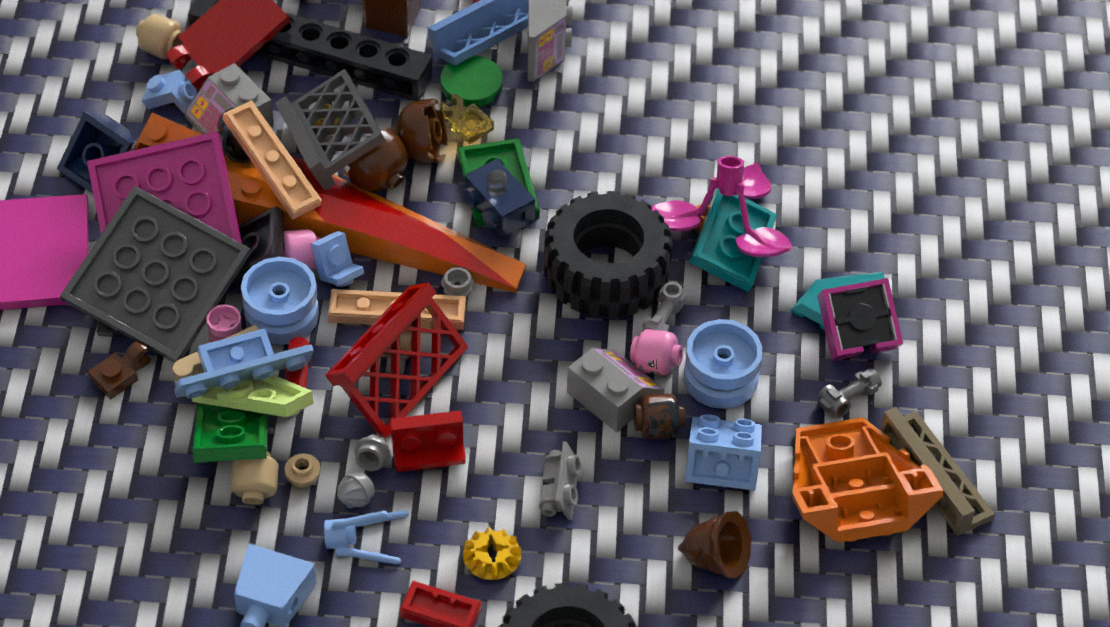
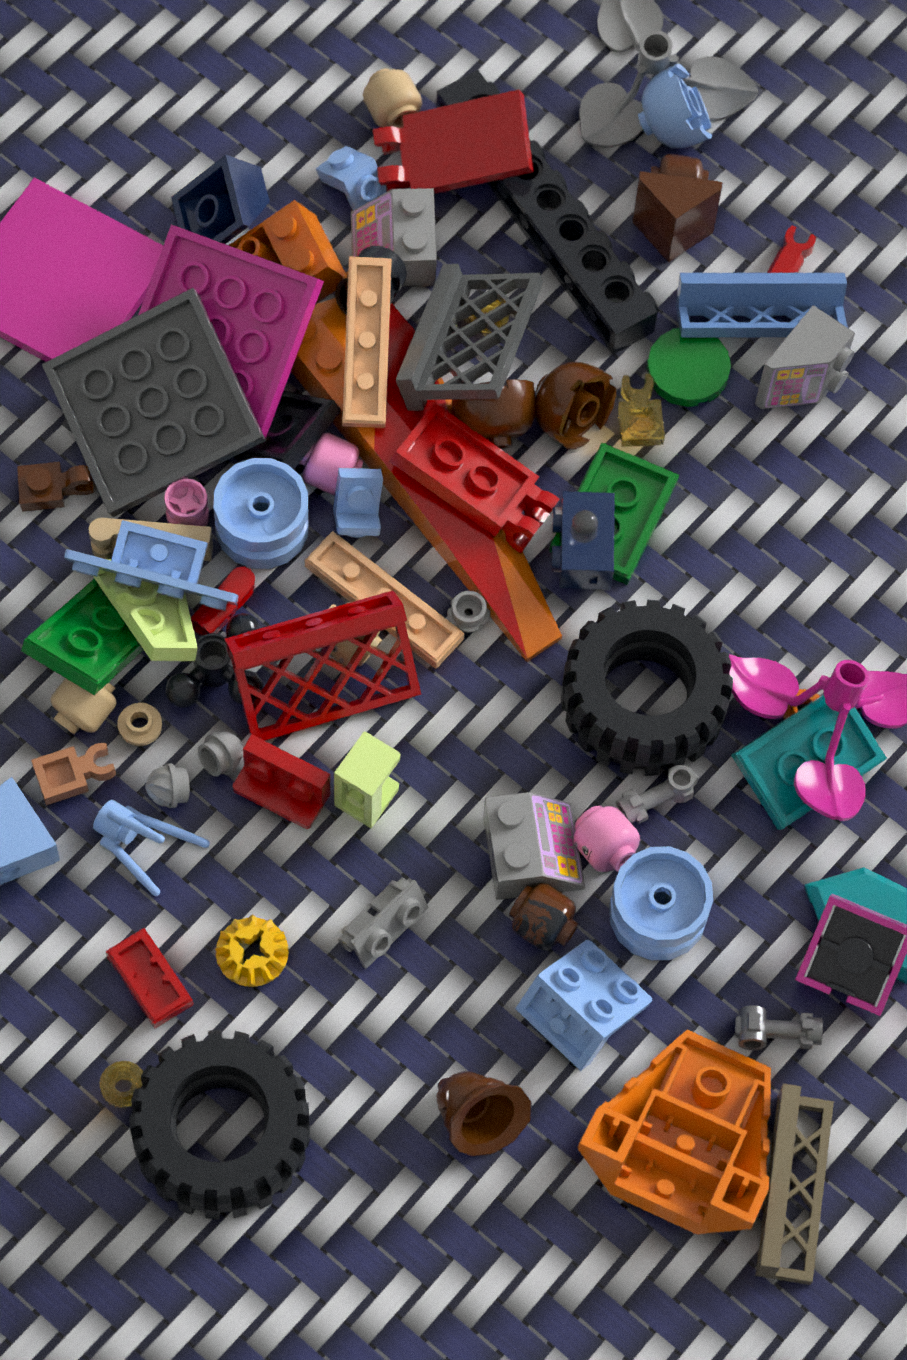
camera: 35 degrees right, 15 degrees up
(280, 527) = (65, 774): none -> nougat plate
(325, 406) = (185, 689): none -> black piece
(400, 201) = (475, 477): none -> red tile
(484, 403) = (363, 779): none -> yellowish green panel

